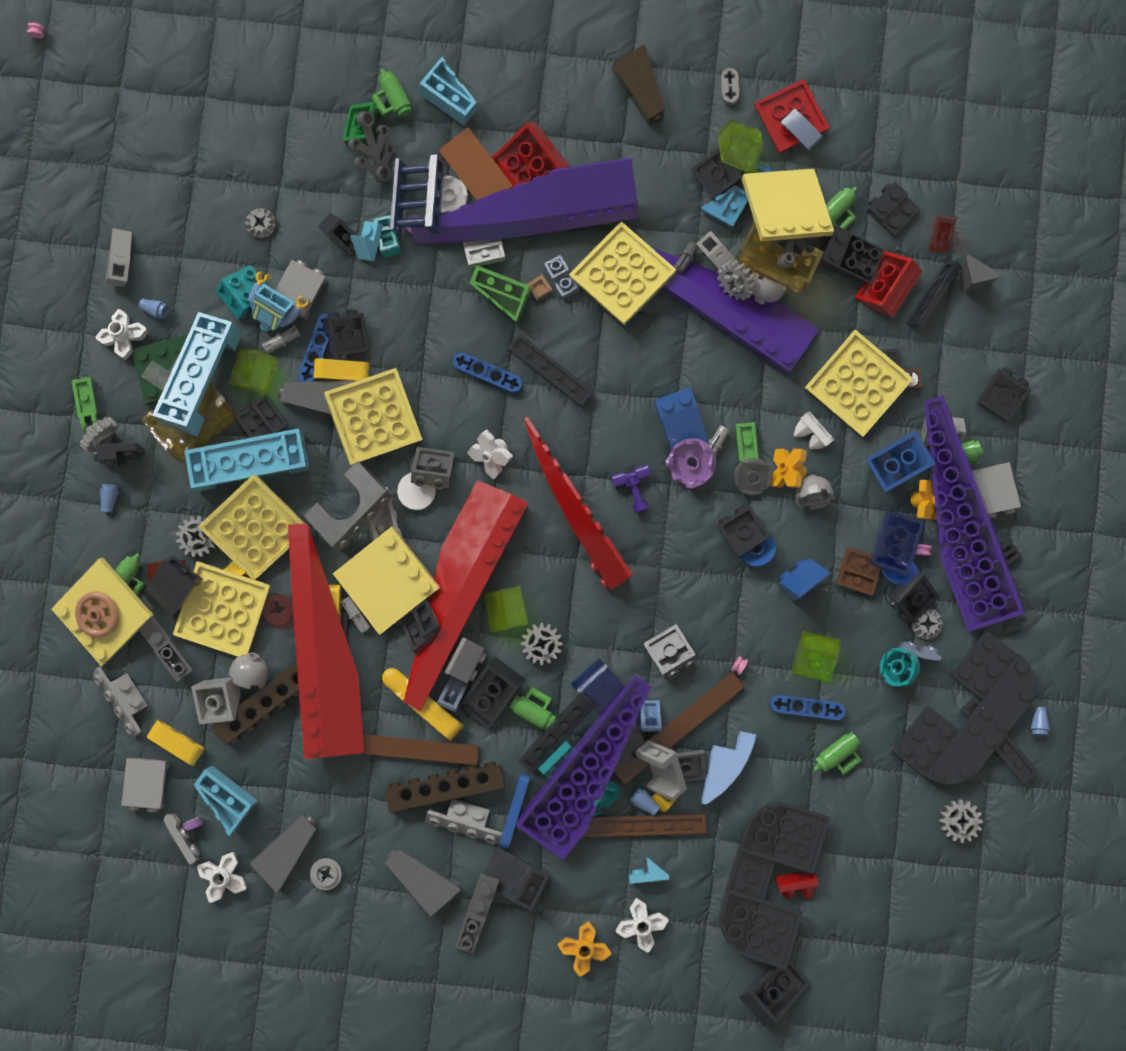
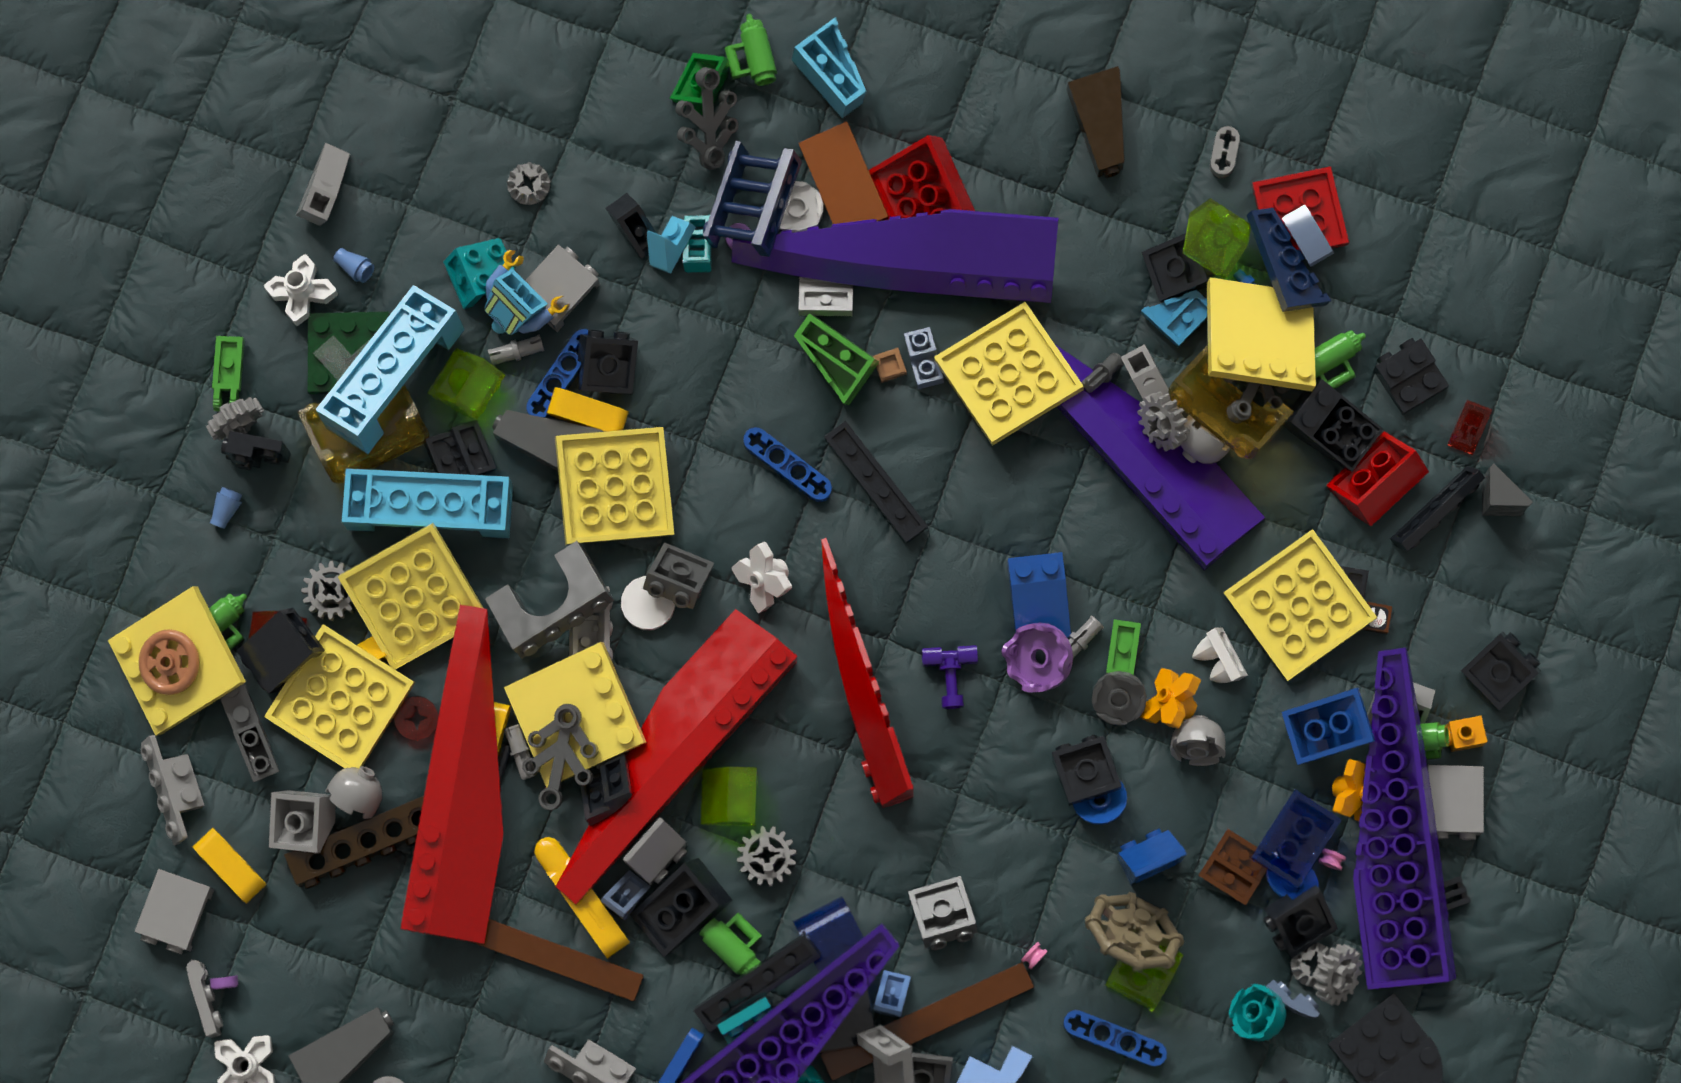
camera: 20 degrees right, 5 degrees down
(225, 798) = (278, 958): medium azure wedge -> none
(384, 609) = (560, 752): none -> dark grey plant
(397, 802) = (511, 1025): dark brown brick -> none
(795, 159) = (1290, 278): none -> dark blue wing
(813, 636) = (1134, 931): none -> dark tan plate
(947, 627) = (1338, 974): none -> light grey gear
(992, 442) = (1466, 733): none -> light orange brick

